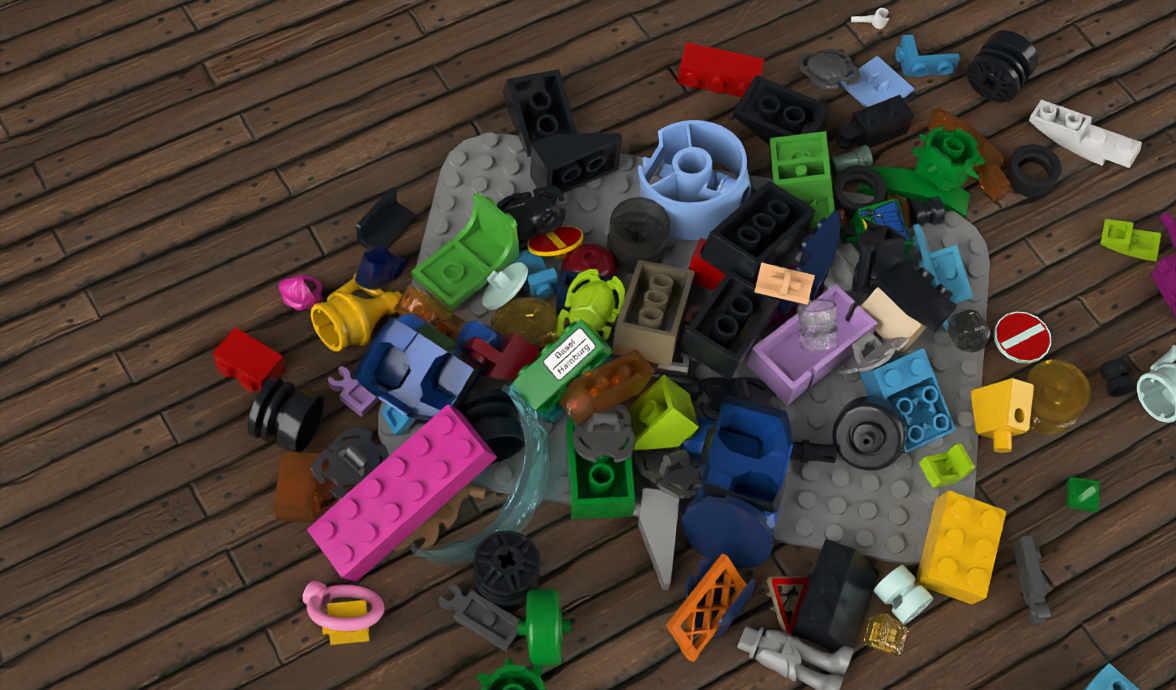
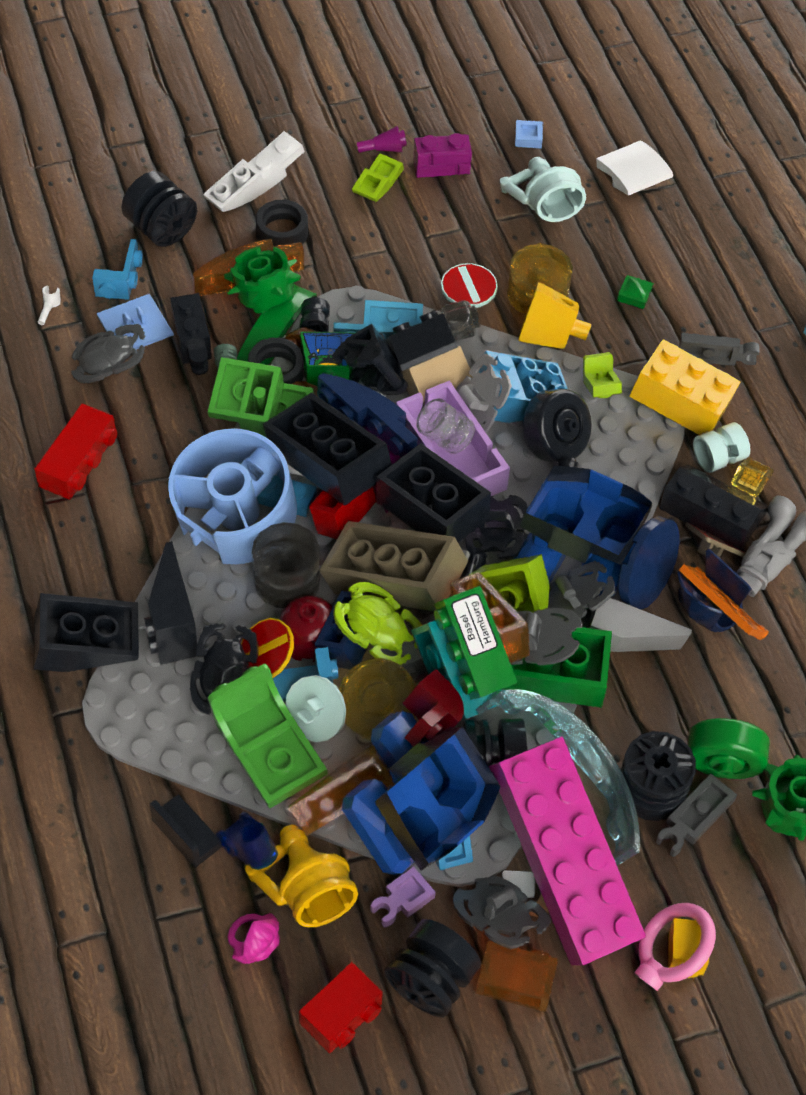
camera: 75 degrees left, 5 degrees down
(779, 111) = (163, 404): black slope -> none
(784, 283) = (409, 432): light nougat hips -> none
(1117, 377) = (525, 229): black wheel -> none

